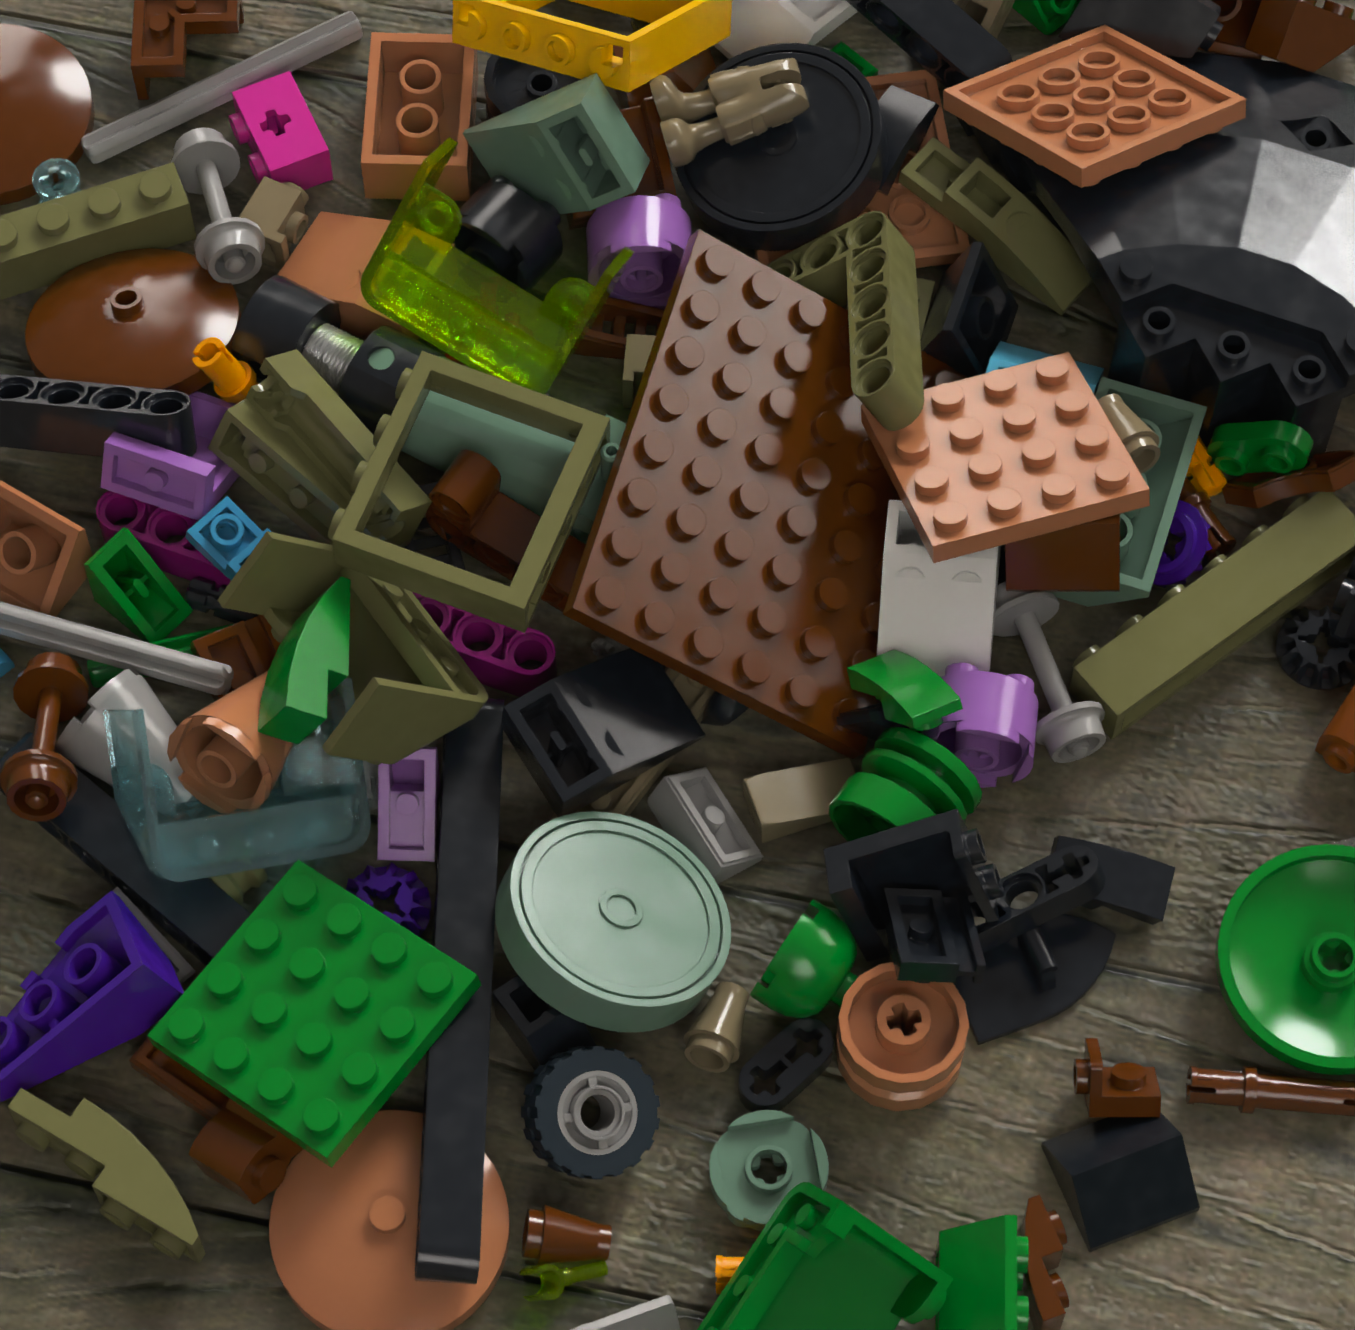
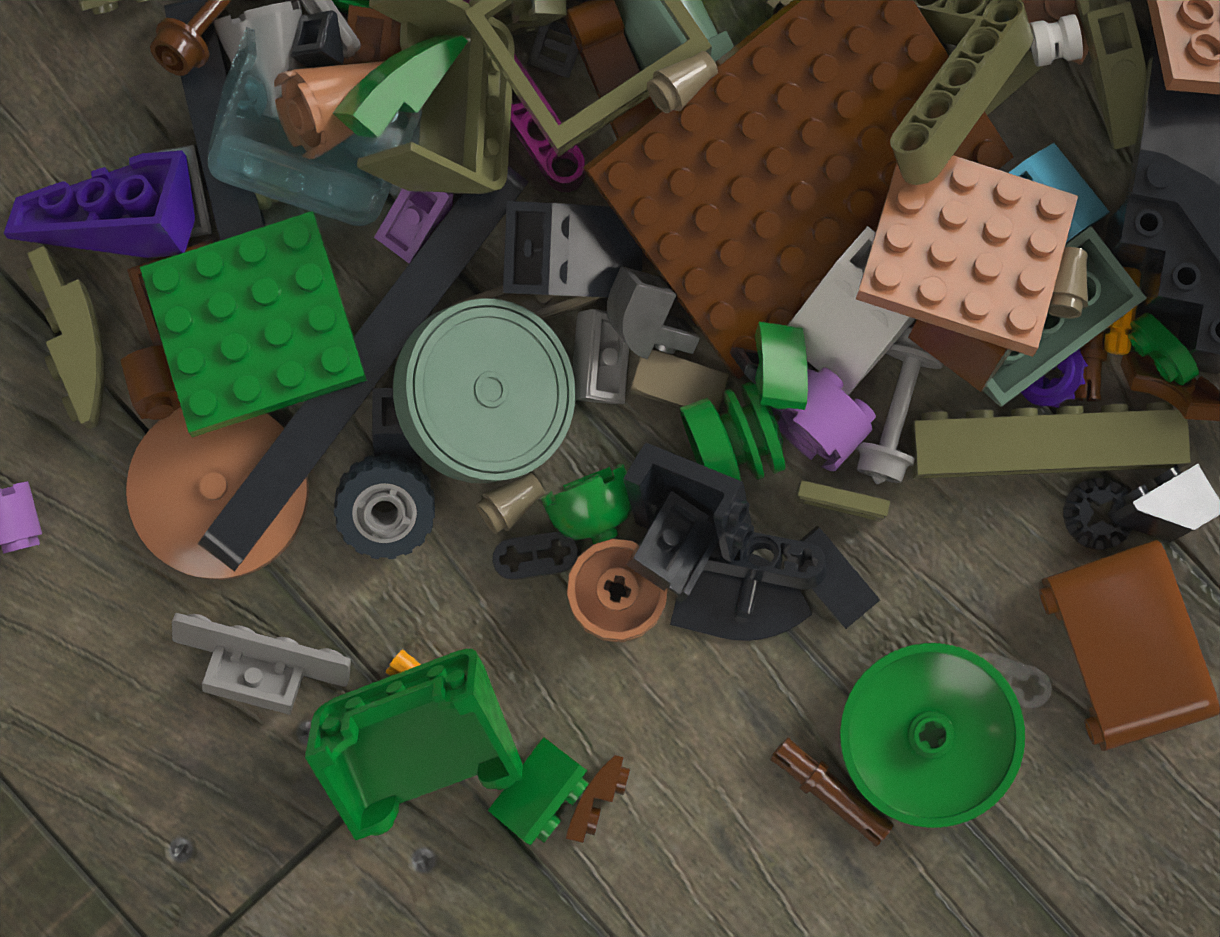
camera: 35 degrees right, 20 degrees up
(184, 686) = (318, 40): none -> black slope
(411, 898) = (377, 280): dark purple gear -> none
(555, 1279) = (293, 595): clear neon green hand -> none
(562, 1237) = (316, 572): reddish brown cone -> none
(604, 467) = (680, 82): none -> dark tan cone
(717, 743) = (640, 316): none -> flat silver brick
(740, 1151) = (465, 593): sand green plate -> none
(935, 239) = (1056, 40): none -> white wheel
(969, 313) = (1042, 112): black slope -> none
(1060, 798) = (842, 501): none -> olive tile
(1116, 1090) = (730, 719): reddish brown bracket -> none
(1122, 1176) = (694, 773): black slope -> none

